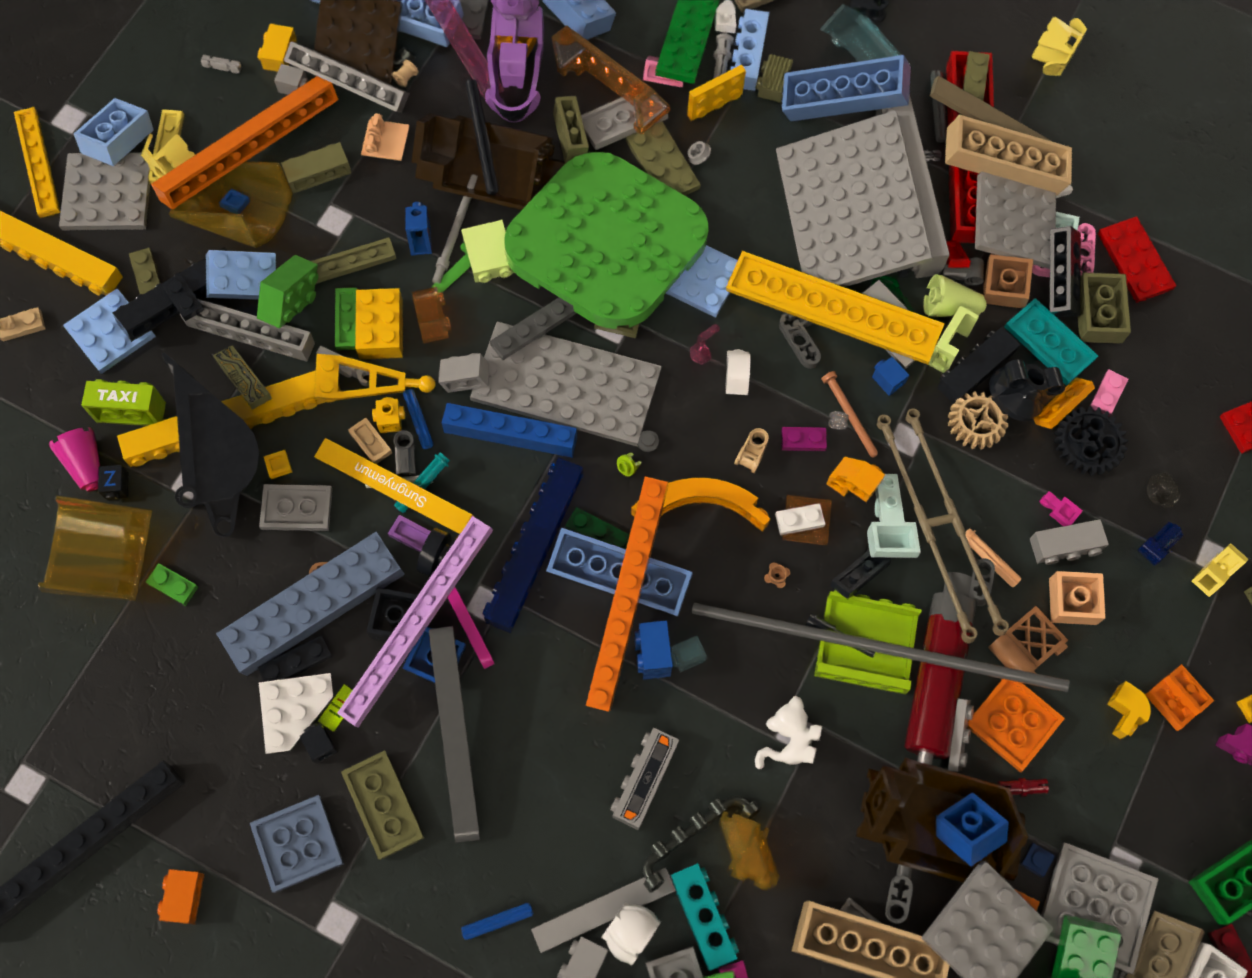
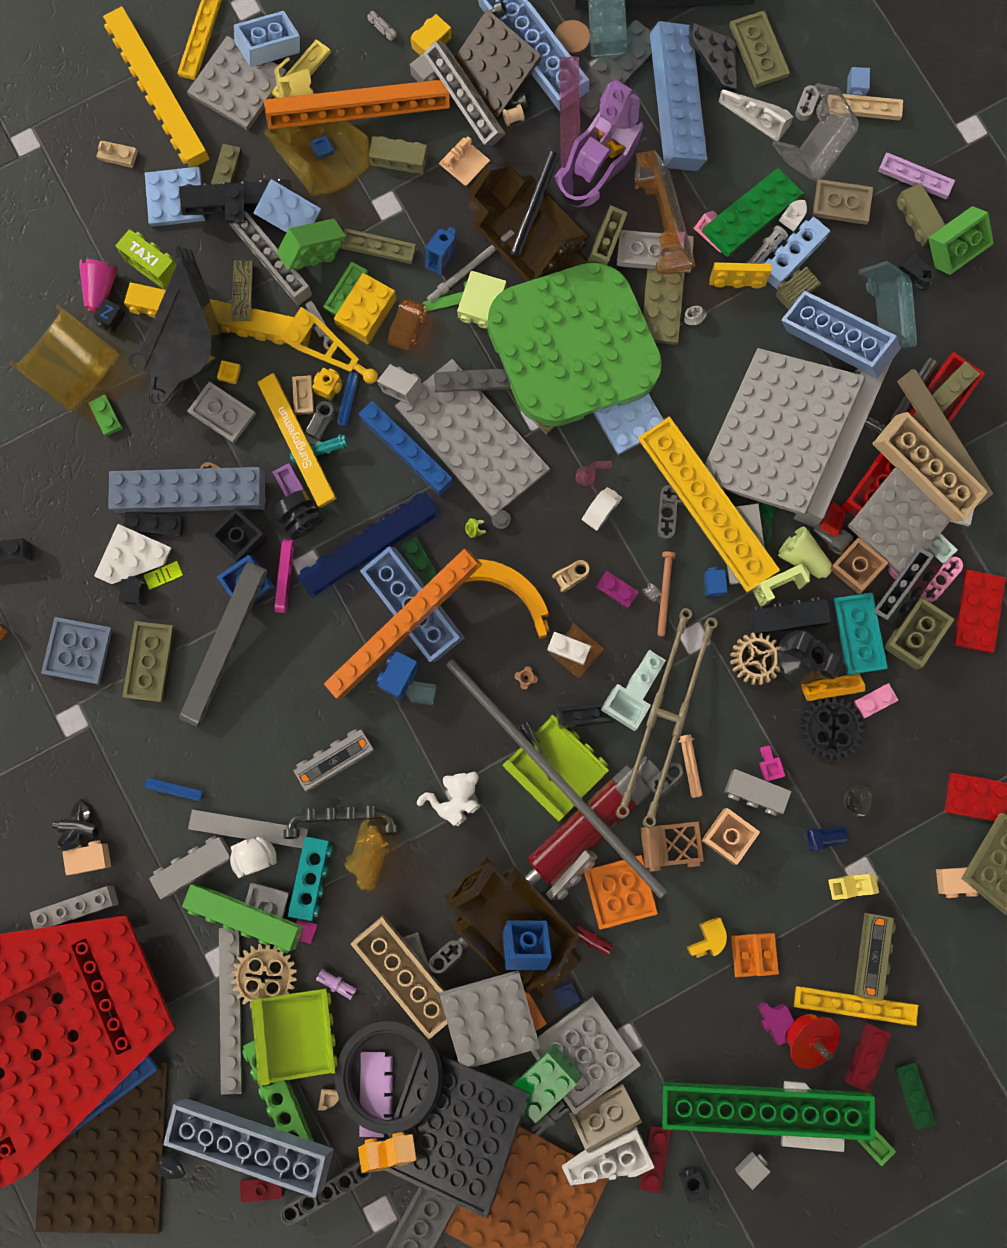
camera: 40 degrees right, 10 degrees up
(415, 622) = (245, 549): lavender plate -> none
(856, 477) = (630, 644): light orange brick -> none

